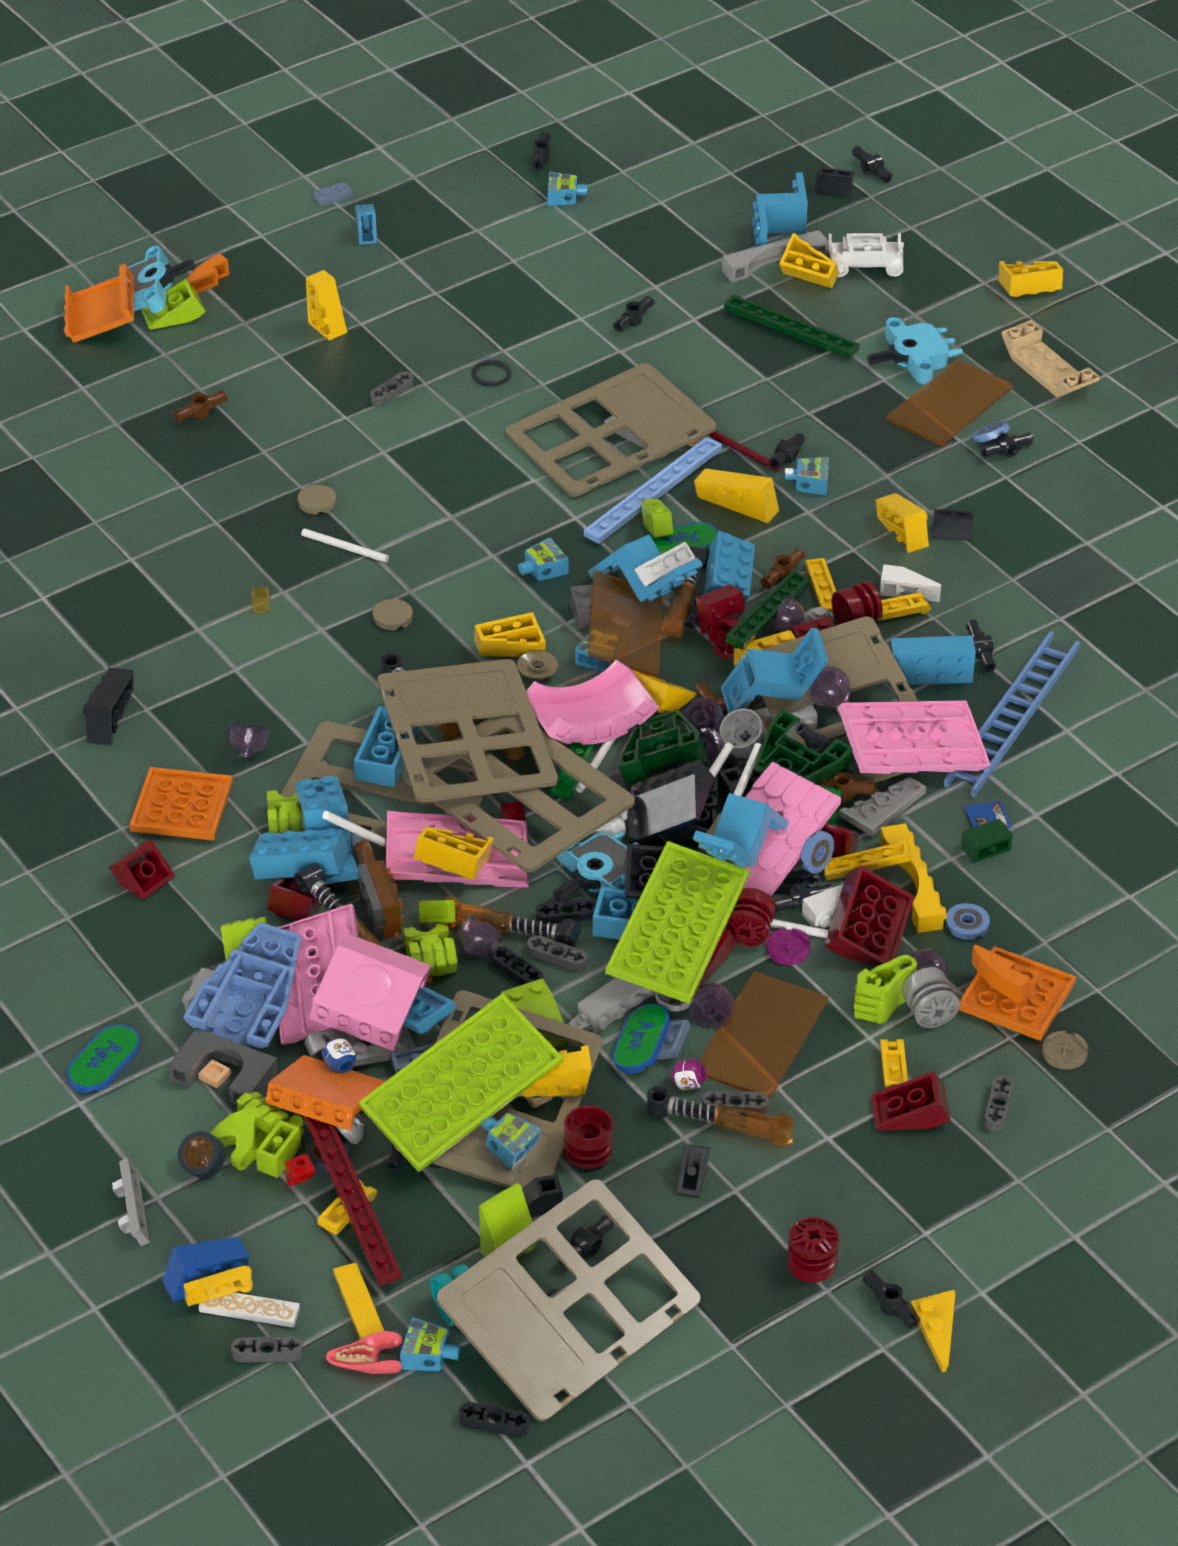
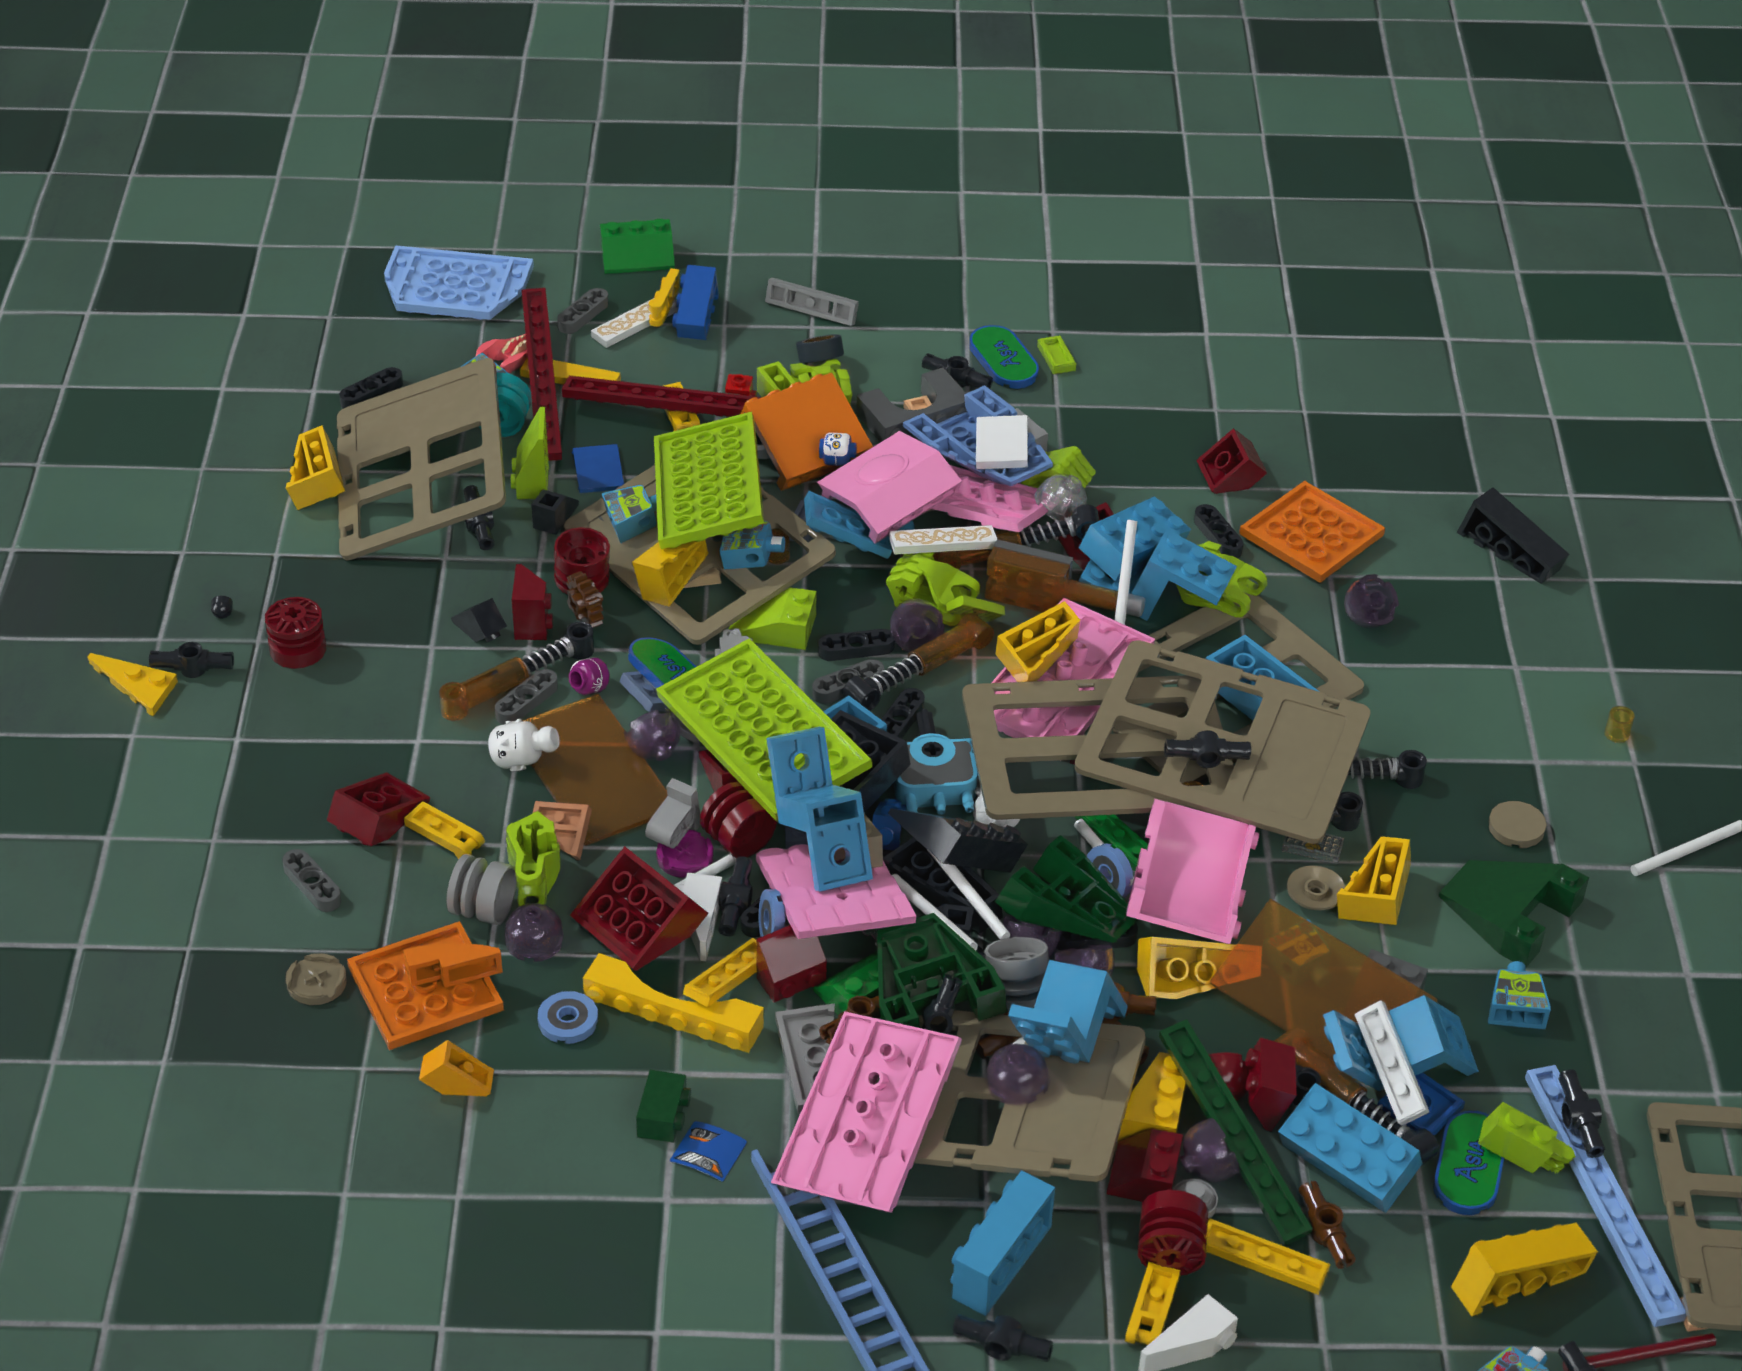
camera: 125 degrees right, 0 degrees up
(73, 1031) = (1056, 354): none -> lime tile
(148, 1363) = (637, 246): none -> green slope
(155, 1067) = (959, 370): none -> black pin
(206, 861) = (1218, 522): none -> black beam
(259, 960) = (1002, 442): none -> white tile
(285, 910) = (1061, 495): none -> clear cylinder
(305, 1459) = (454, 282): none -> light blue plate
(379, 1310) = (541, 365): none -> dark red plate
(395, 938) = (942, 539): none -> white tile
(454, 1219) = (598, 468): none -> blue piece
(467, 595) = (1502, 894): none -> dark green wedge
(493, 720) = (1207, 749): none -> black pin
(617, 501) = (1581, 1113): none -> black pin
(619, 737) = (1107, 857): none -> medium blue tile
(627, 1108) = (585, 599): none -> reddish brown gear
(634, 1365) = (315, 470): none -> yellow wedge
(662, 1136) = (530, 606): none -> dark red slope
(776, 949) = (675, 815): none -> light grey tile
(790, 1061) = (520, 744): none -> white piece
(822, 1326) = (221, 606): none -> black hinge
(831, 1008) = (570, 824): none -> nougat wing
(1063, 937) = (455, 1072): none -> light orange slope

